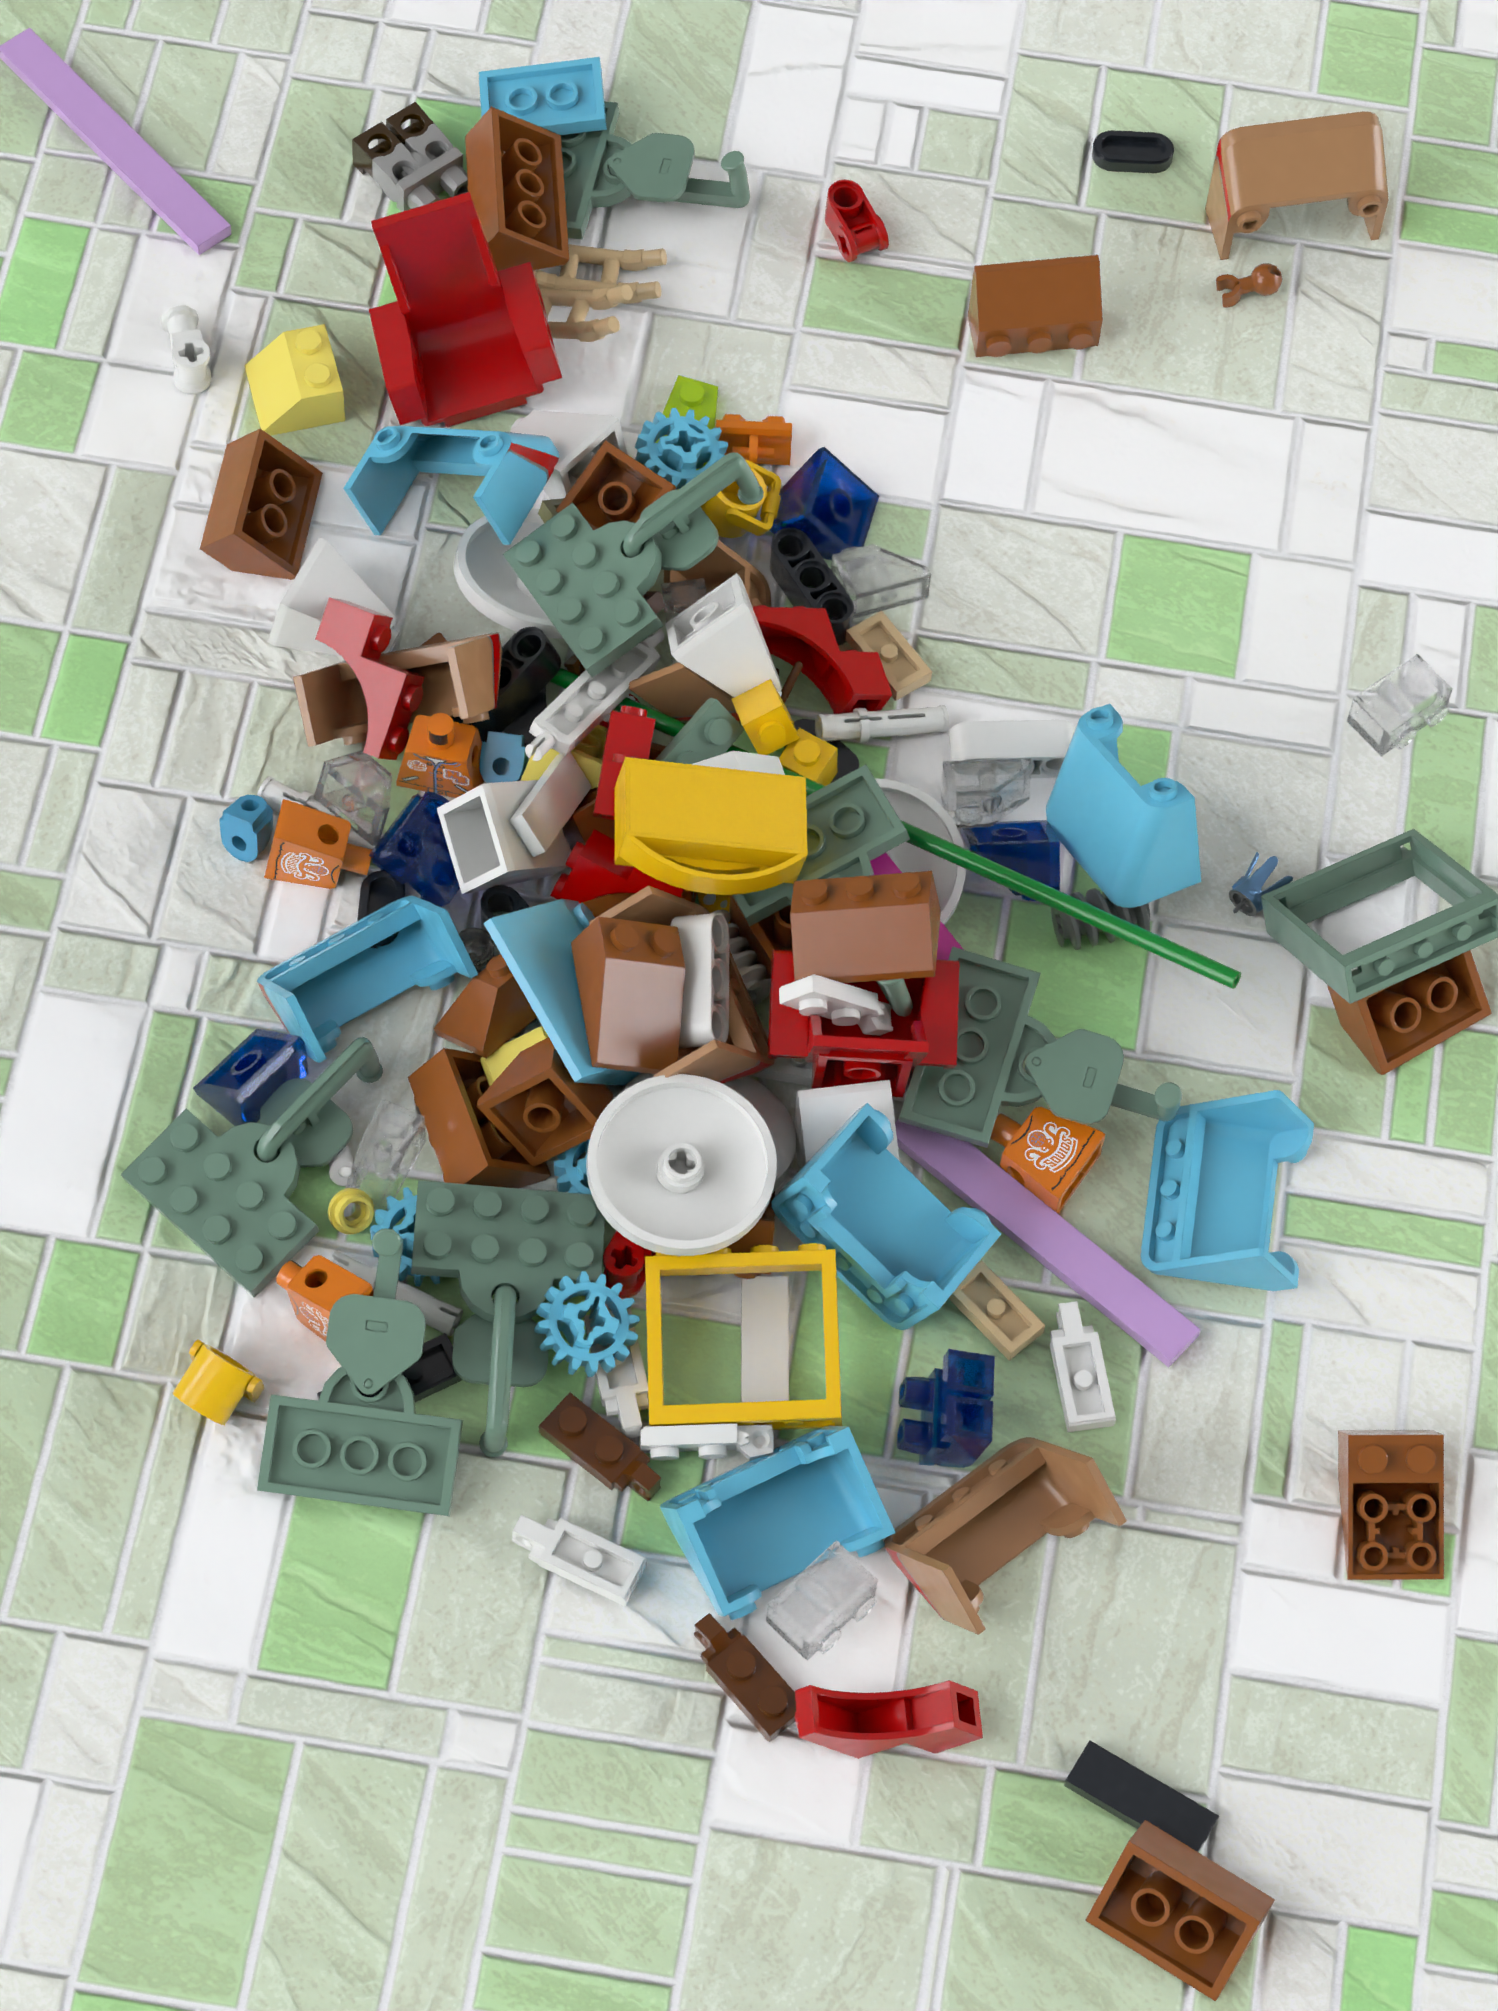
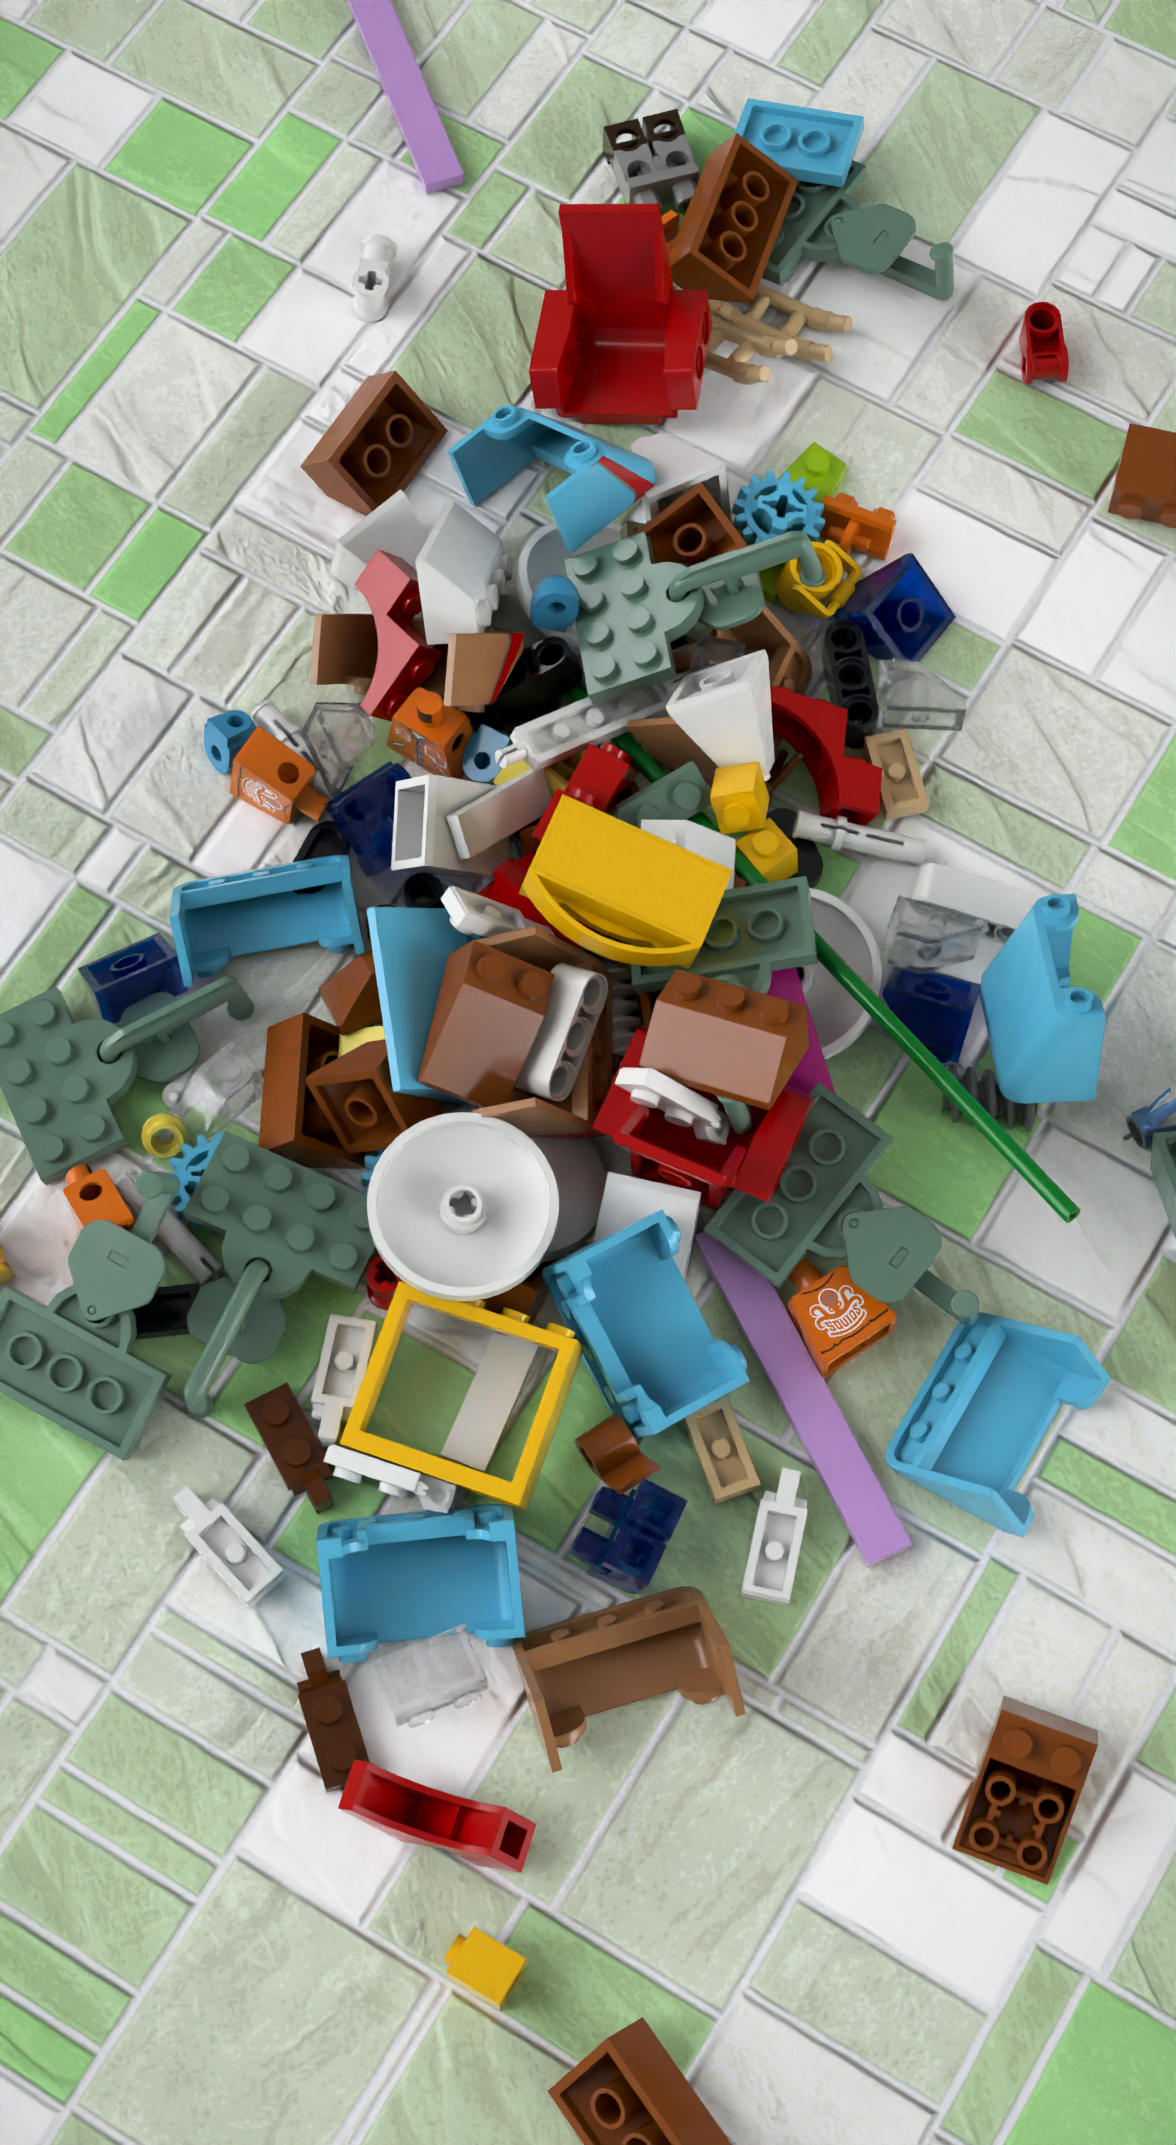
camera: 25 degrees right, 5 degrees up
(296, 382) = (458, 339): light yellow slope -> none
(419, 601) = (460, 575): none -> white slope
(517, 596) = (554, 603): none -> dark azure piece
(584, 897) = (483, 916): none -> white hinge
(605, 1327) = (304, 1310): medium azure gear -> none
(901, 1349) = (615, 1455): none -> dark orange panel
(985, 1833) = (484, 1967): none -> yellow brick
(1138, 1796) = (652, 1991): black tile -> none

